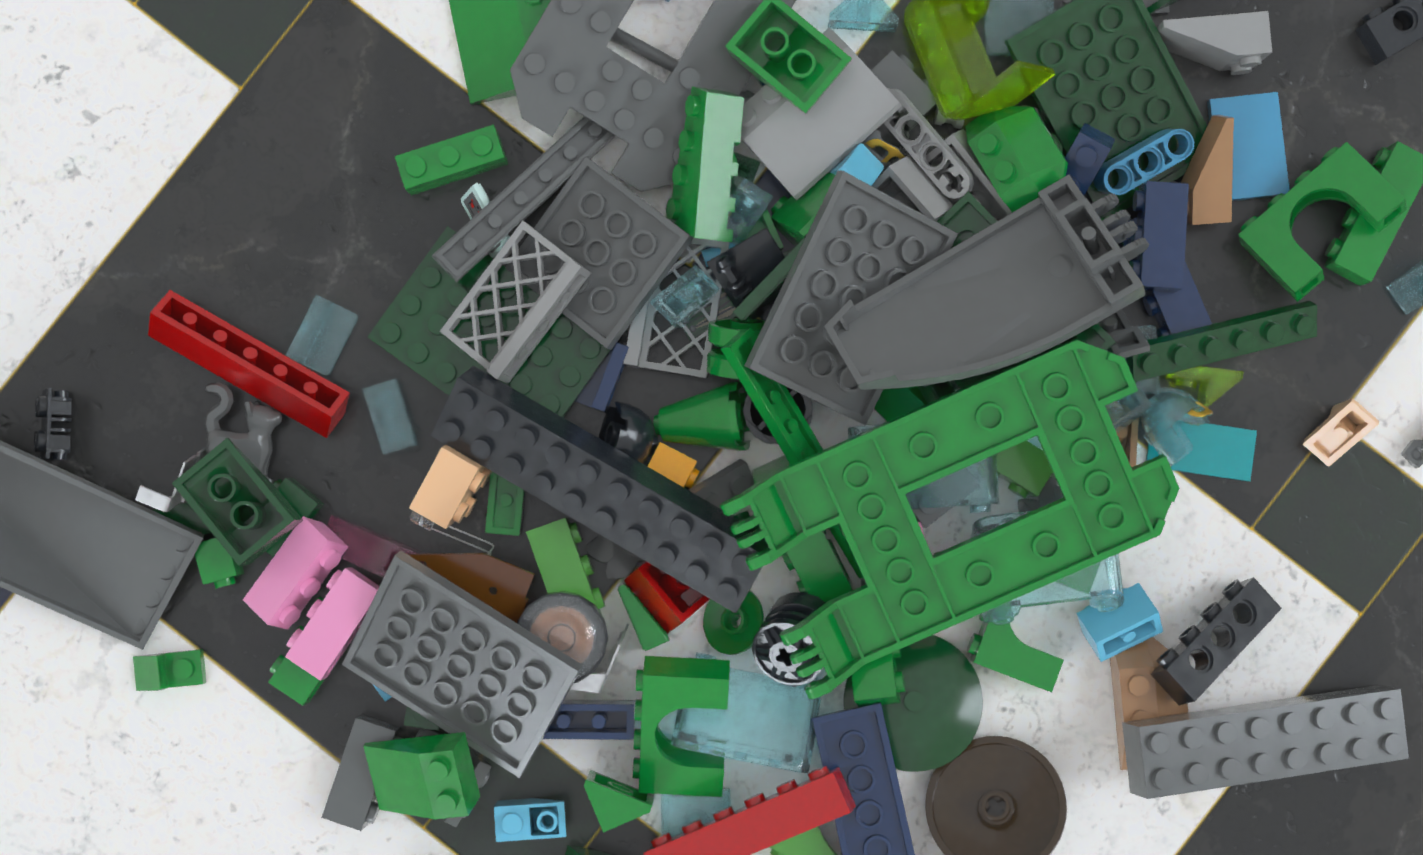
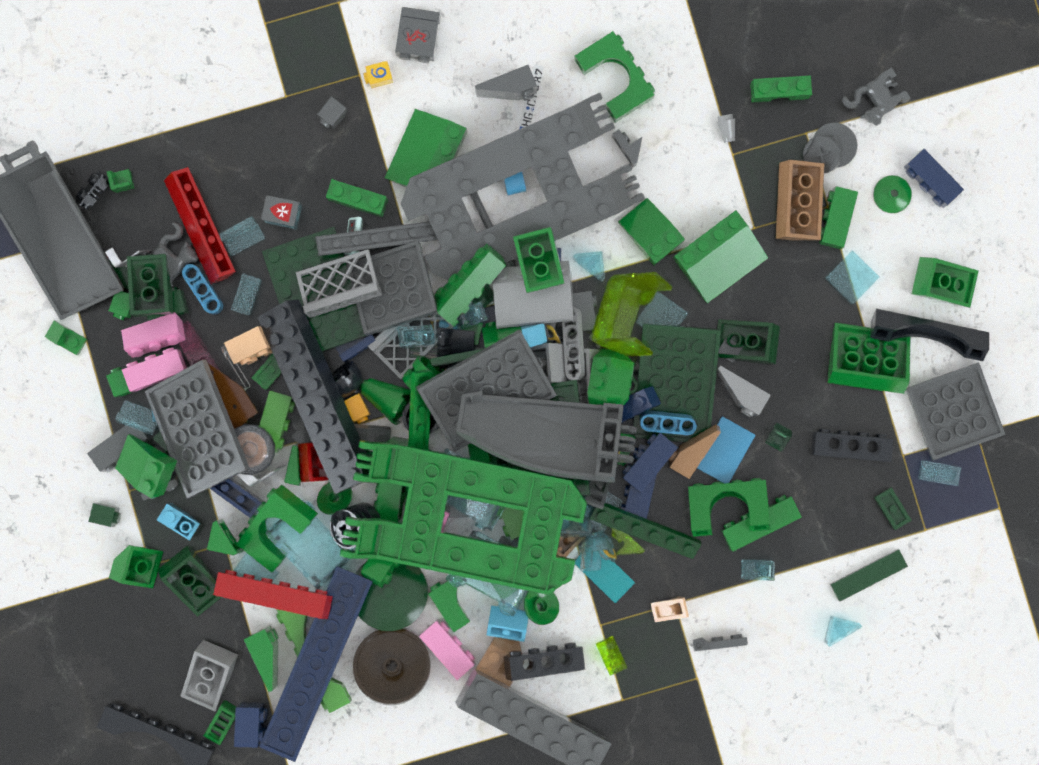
camera: 40 degrees right, 0 degrees up
(85, 382) = (120, 180): none -> green panel
(304, 449) = (196, 282): none -> dark azure beam
(326, 62) = (332, 113): none -> dark grey brick
(355, 258) = (281, 212): none -> piece
(358, 711) = (137, 417): none -> clear light blue panel
(1058, 722) = (448, 649): none -> bright pink brick
(1162, 562) = (548, 607): none -> green dish
(1303, 561) = (611, 655): none -> clear neon green slope
(1312, 71) = (779, 437): none -> clear green slope

